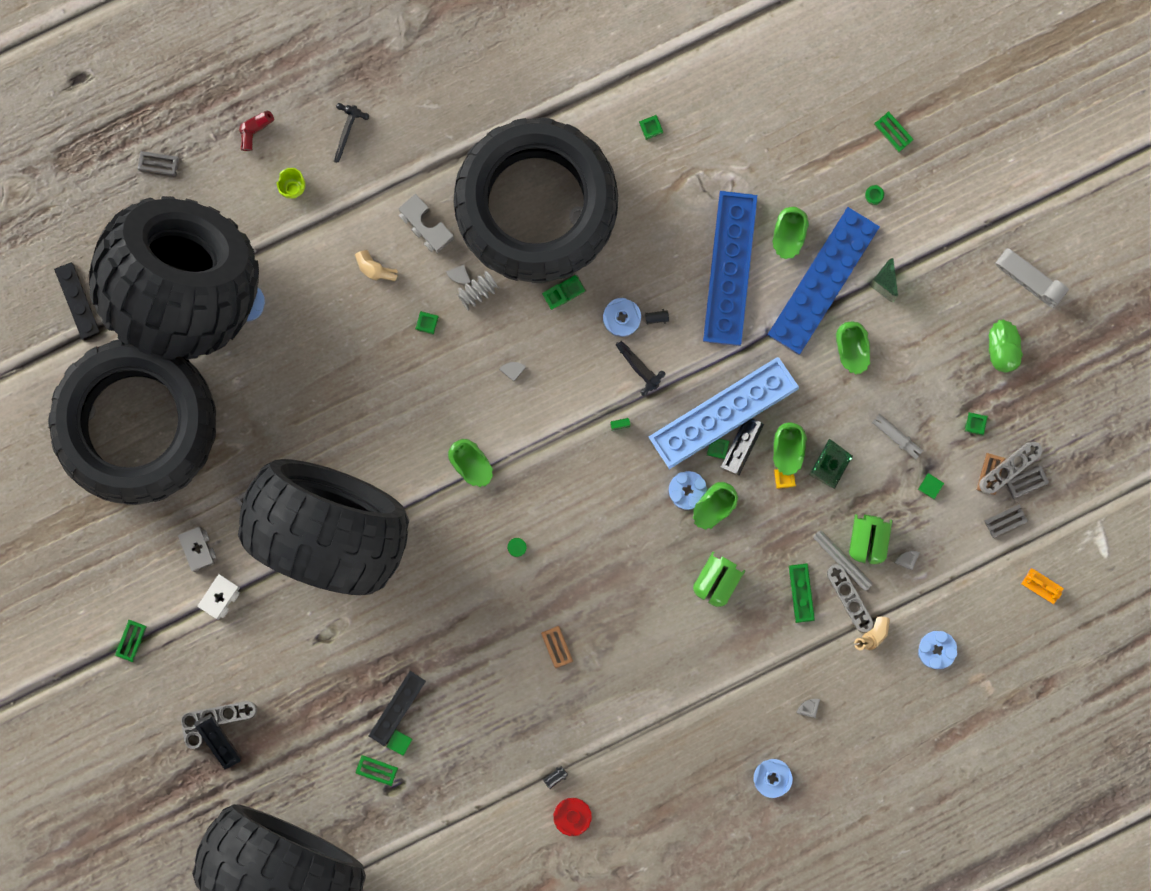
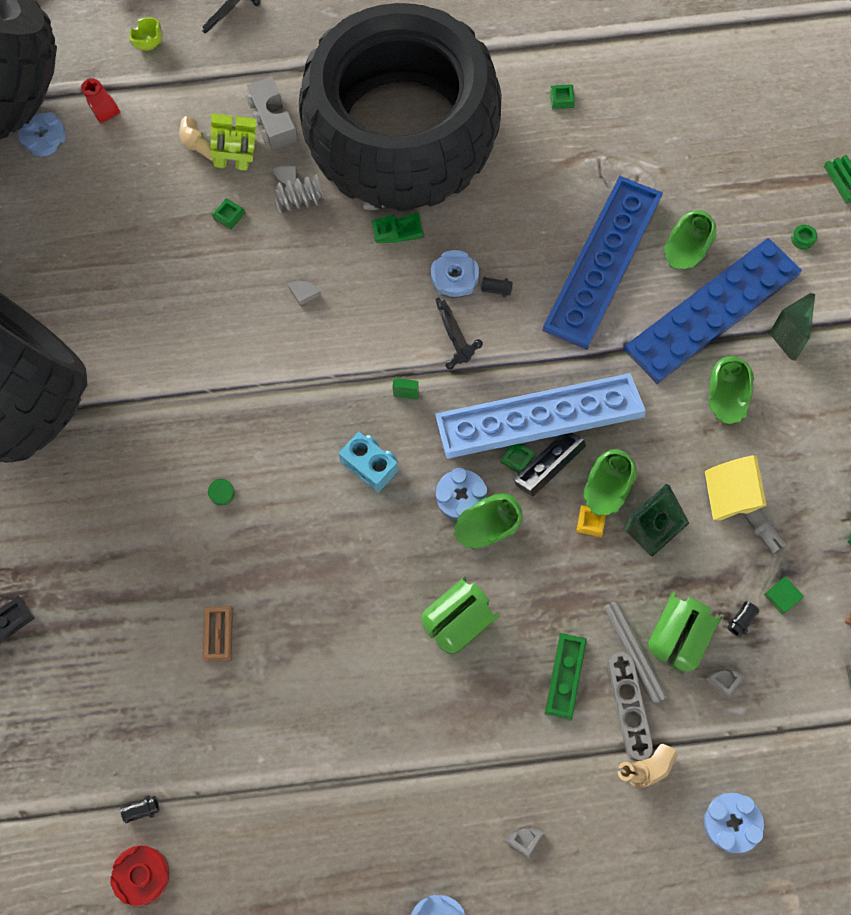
camera: 25 degrees right, 15 degrees down
(283, 261) = (99, 100): none -> red piece
(408, 261) = (231, 141): none -> lime hips
(470, 462) = (206, 371): bright green hair -> none
(612, 494) = (364, 465): none -> medium azure brick
(876, 422) = (735, 487): none -> light yellow slope
(907, 513) = (741, 621): none -> black pin

